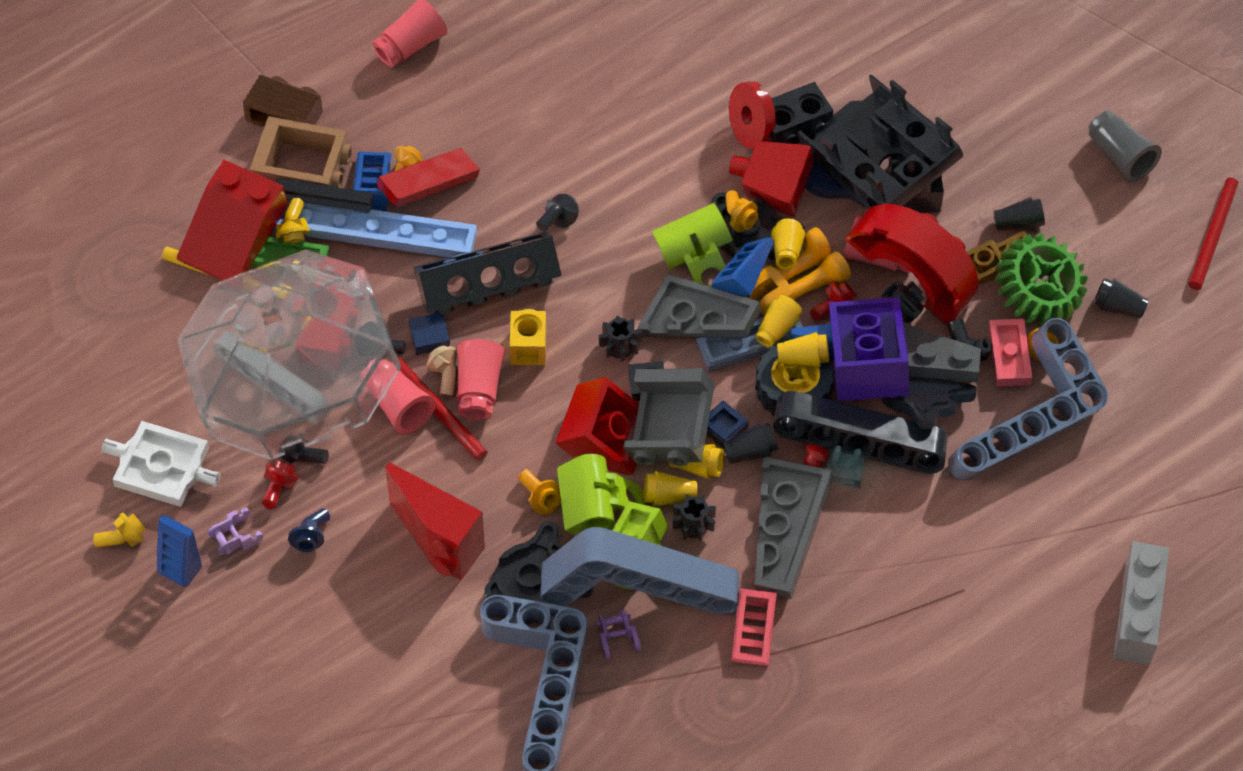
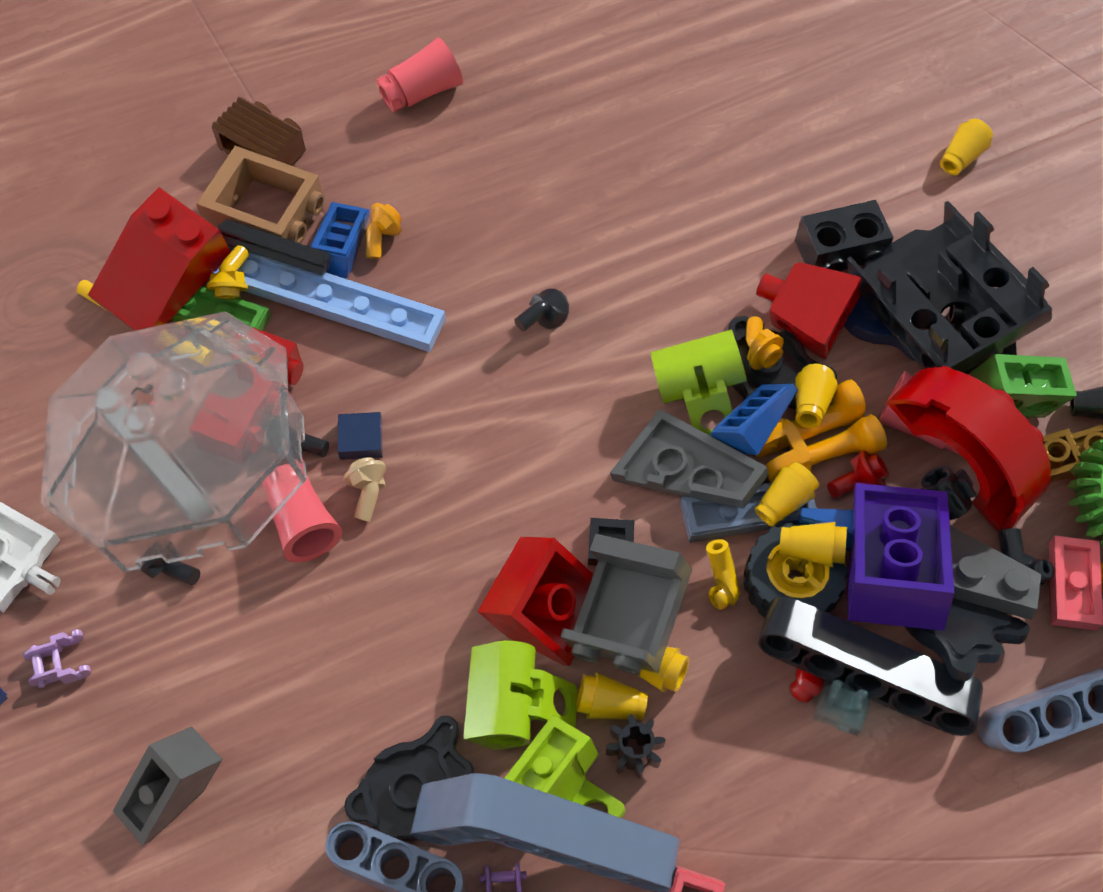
camera: 10 degrees right, 5 degrees up
(281, 475) = (133, 592): red plate -> none
(307, 536) = (139, 683): dark blue plate -> none
(347, 598) = (166, 783): none -> dark grey slope
(428, 177) = (400, 244): red tile -> none
(434, 276) = (421, 360): black brick -> none
(441, 524) = (310, 715): red slope -> none
(447, 417) = (350, 539): red bar -> none
(478, 377) = (402, 506): coral plant -> none
(528, 349) = (474, 478): yellow brick -> none
(544, 495) = (449, 674): light orange plate -> none
(620, 338) = (587, 492): black gear -> none
(725, 423) = (698, 618): dark blue tile -> none
(743, 398) = (724, 574): none -> yellow arm
(751, 114) = (794, 227): red tile -> none
(751, 444) = (726, 654): black cone -> none
(787, 521) = (757, 770): dark grey wing -> none
(886, 23) = (967, 144): none -> yellow cone
(957, 208) = (1034, 382): none -> bright green brick

